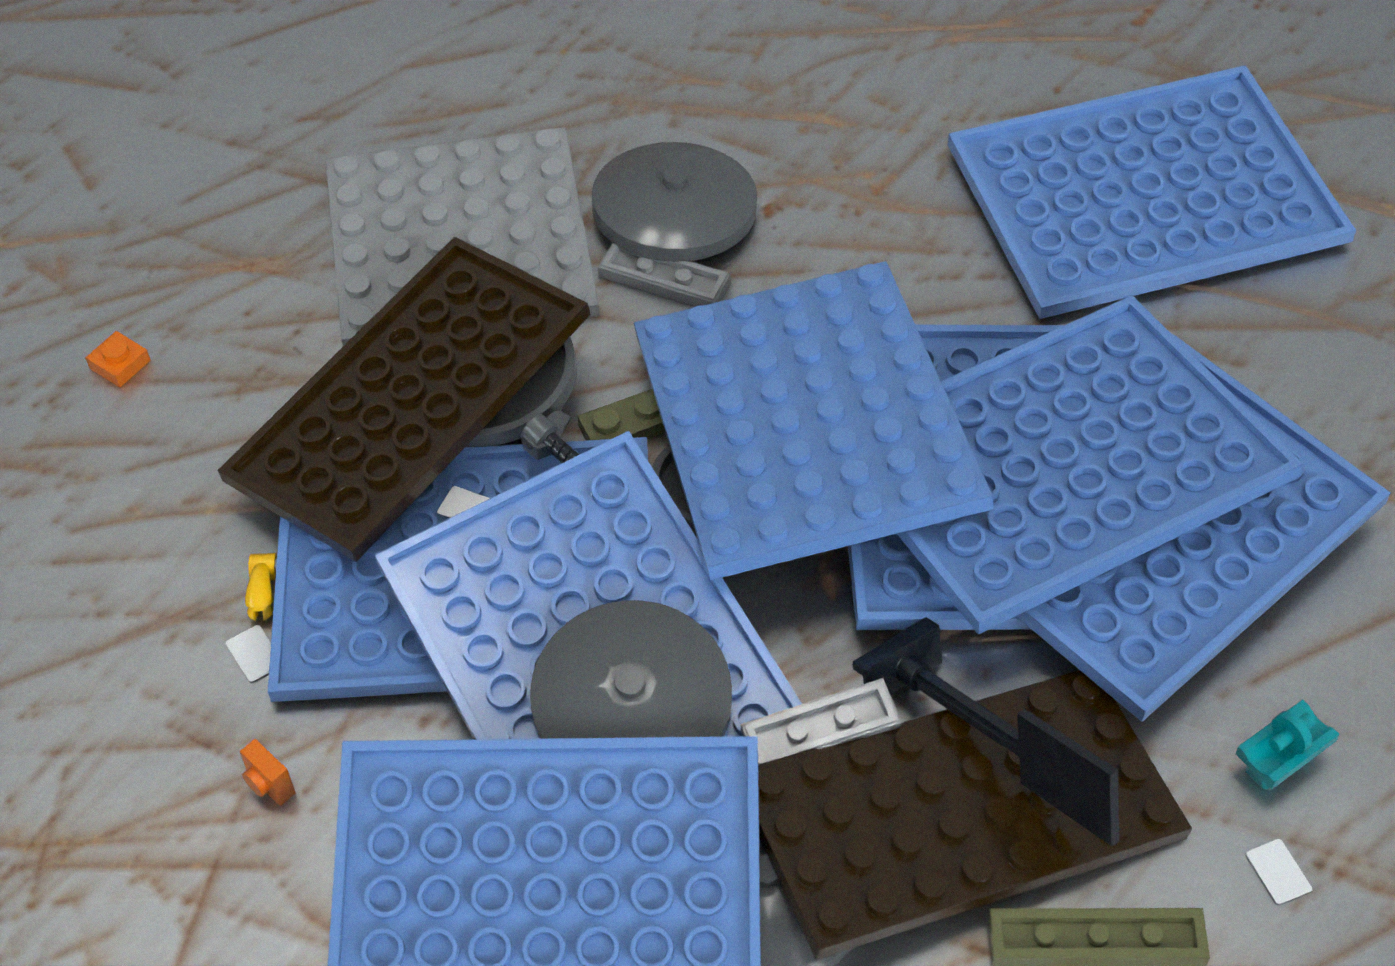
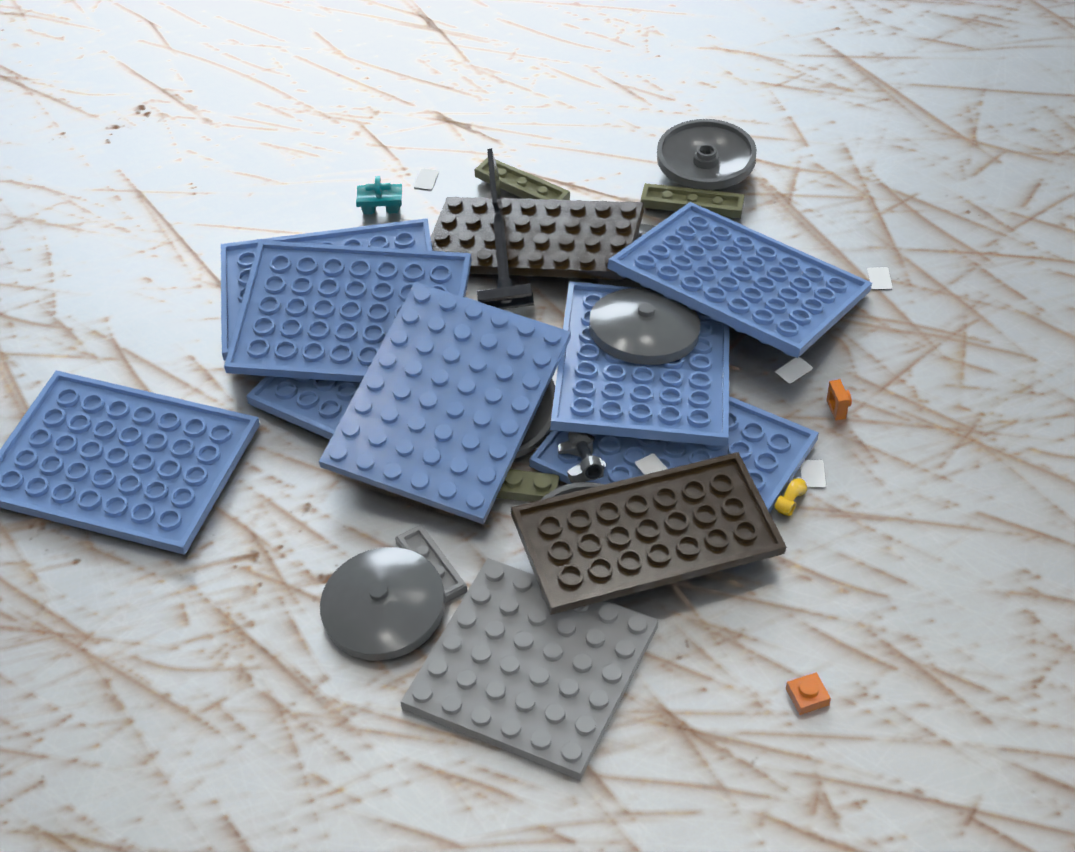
camera: 145 degrees left, 5 degrees down
(825, 722) = (568, 279): light grey tile -> none

